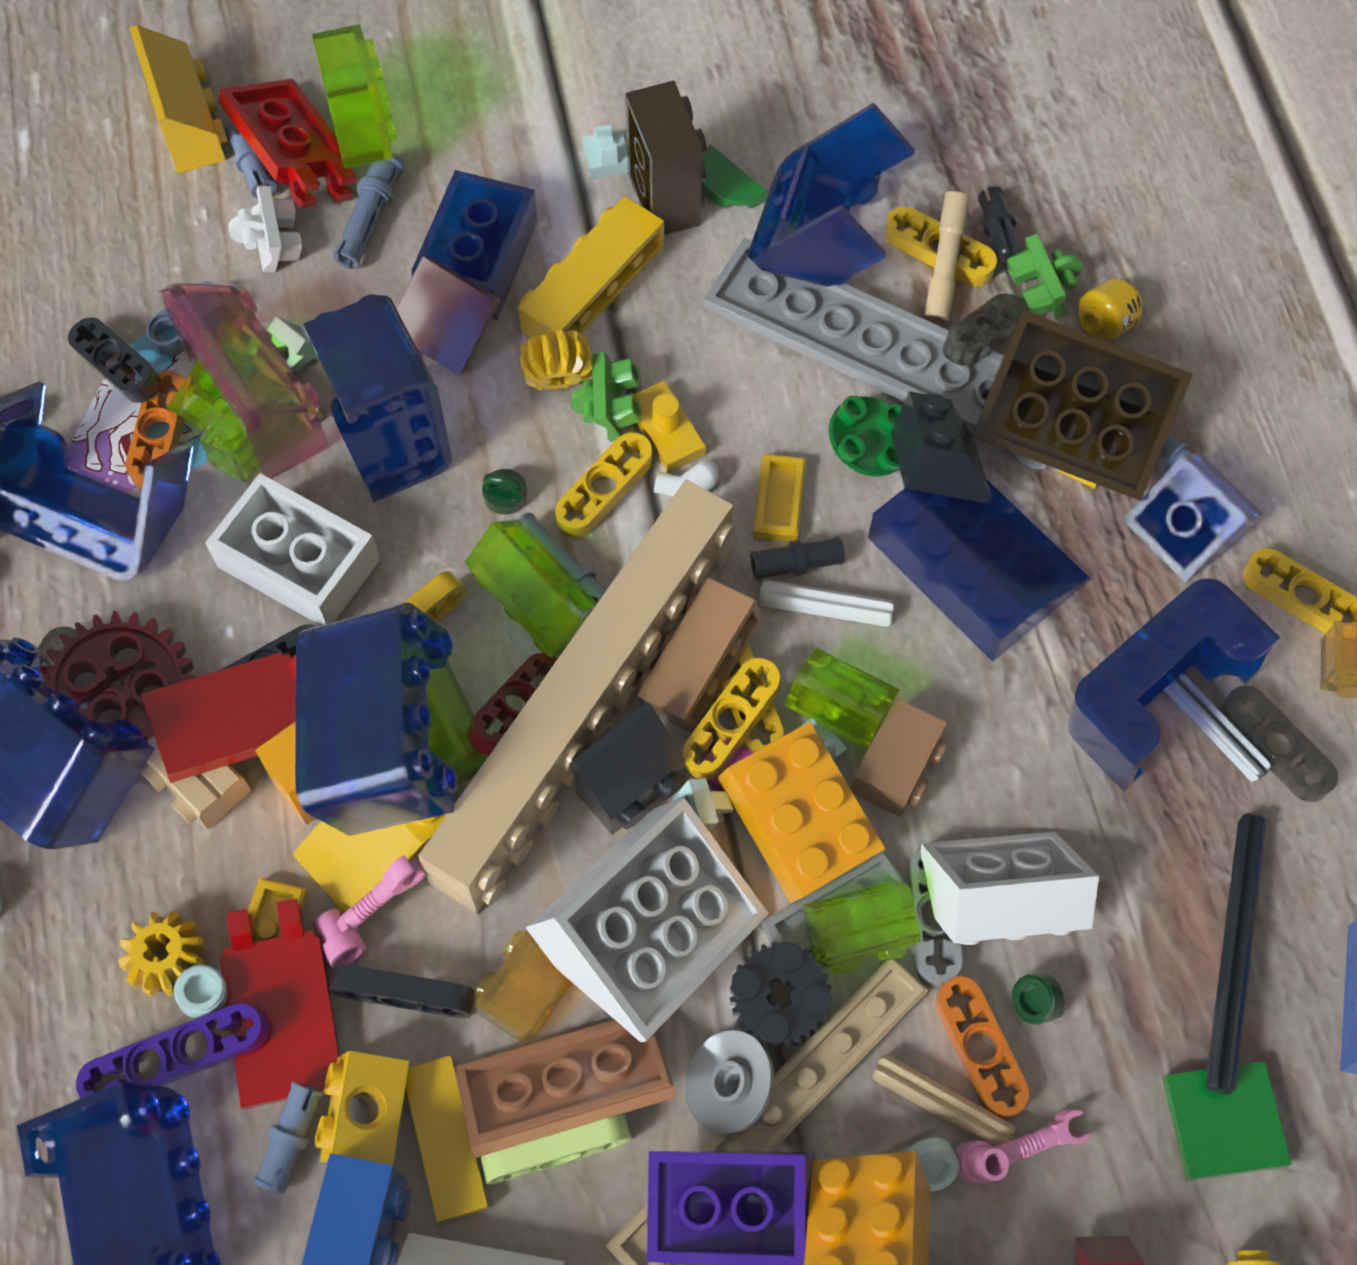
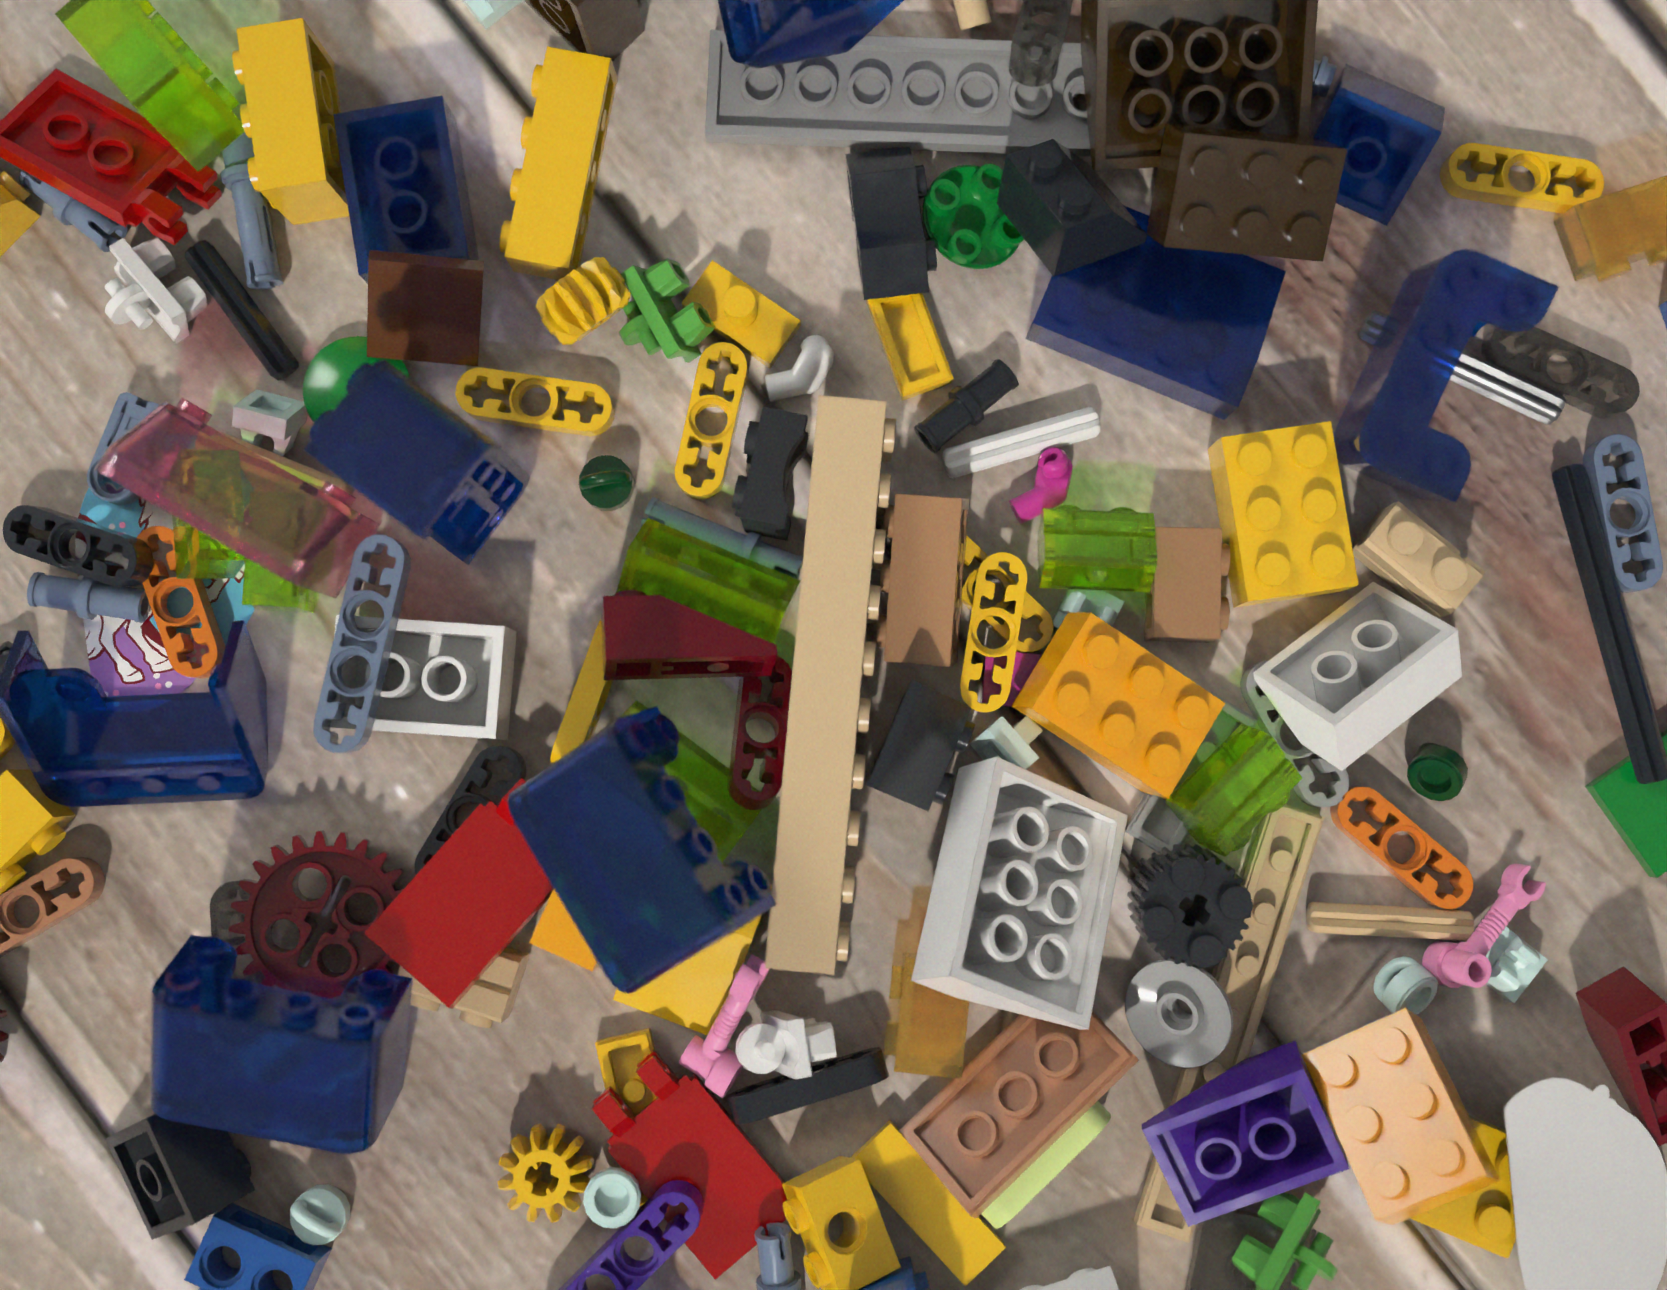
camera: 25 degrees left, 20 degrees up
(98, 396) = (88, 597): none -> sand blue pin
(272, 501) = (352, 642): none -> sand blue beam
(319, 265) = (241, 310): none -> black axle
(403, 940) = (785, 1044): none -> white hips
(421, 163) = (291, 120): none -> yellow brick
(488, 604) = (668, 640): none -> dark red slope
(493, 433) = (494, 409): none -> yellow beam
(619, 529) = (773, 452): none -> black brick
(803, 410) = (888, 222): none -> black brick
(833, 641) = (1049, 488): none -> dark pink arm
(1002, 742) = (1282, 514): none -> yellow brick
(1028, 1188) = (1512, 965): none -> light aqua tile
(1079, 497) = (1245, 192): none -> dark brown brick
(1094, 822) = (1416, 560): none -> tan brick
(1300, 859) = (1638, 495): none -> sand blue beam

